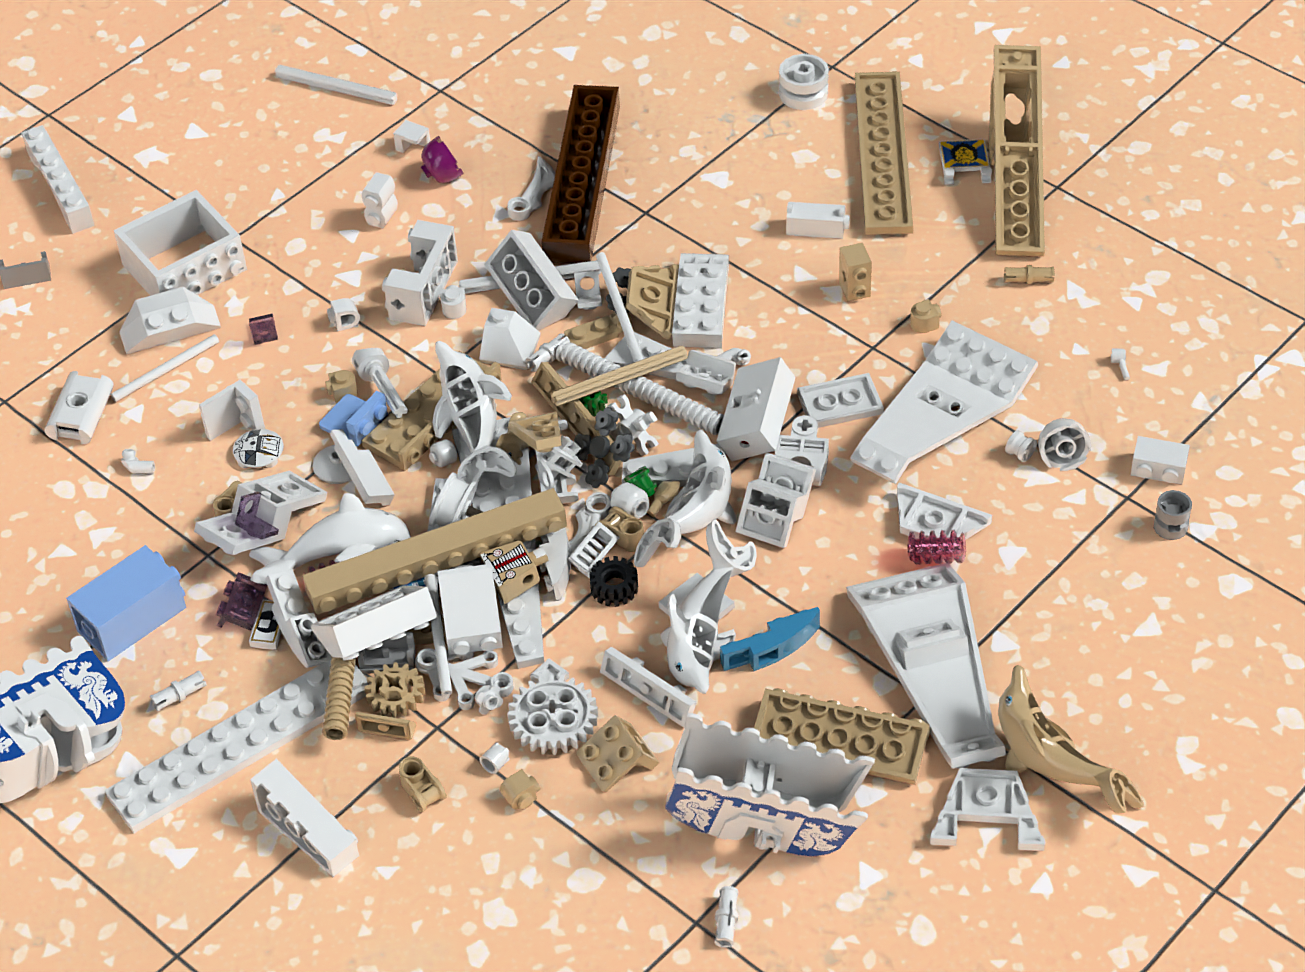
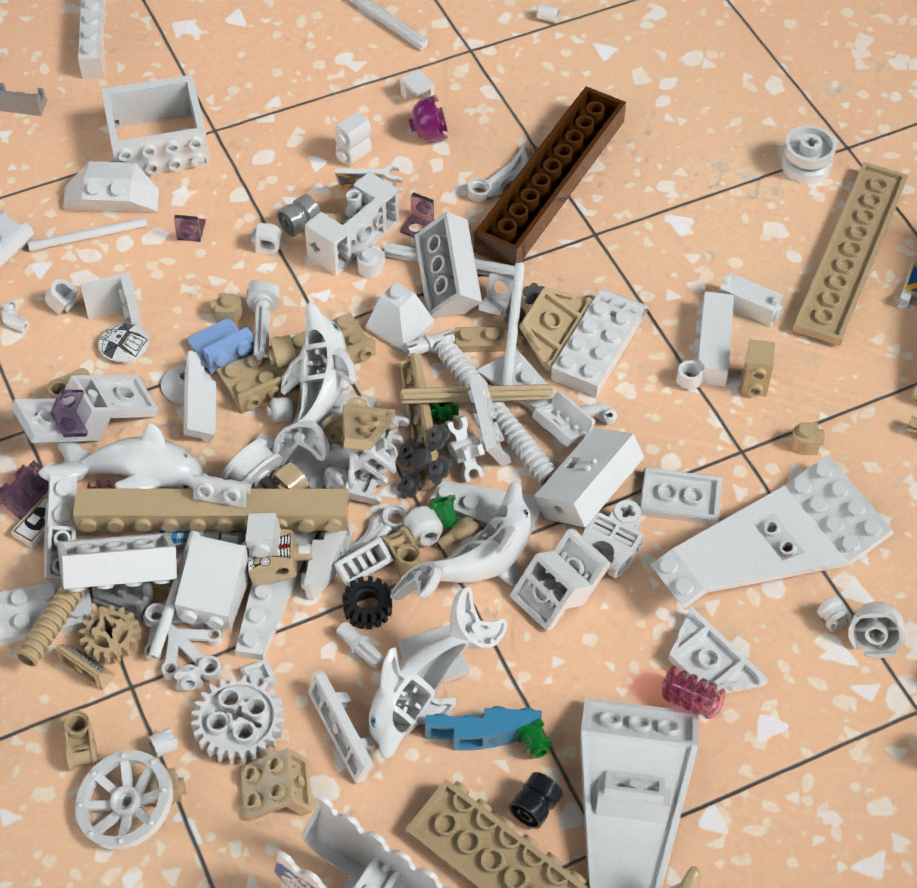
camera: 20 degrees right, 5 degrees up
(175, 427) = (61, 296): none -> white plate
(364, 283) = (295, 215): none -> light grey wheel
(398, 233) = (348, 177): none -> white flag
(416, 255) = (353, 203): none -> white pin
(420, 401) = (282, 351): none -> tan plate
(441, 527) = (221, 491): none -> white hinge
(477, 245) = (421, 213): none -> bracket
(489, 808) = (122, 797): none -> white wheel
(490, 499) = (290, 477): none -> tan plate
(497, 34) = (548, 13): none -> white hinge
(499, 550) = (263, 535): none -> white brick
(529, 487) = (336, 478): none -> white piece
(625, 617) = (359, 644): none -> white axle
(641, 392) = (484, 418): none -> white wing
(801, 265) = (713, 343): none -> white hinge
(821, 634) = (534, 739): none -> green brick
(849, 678) = (537, 798): none -> black wheel

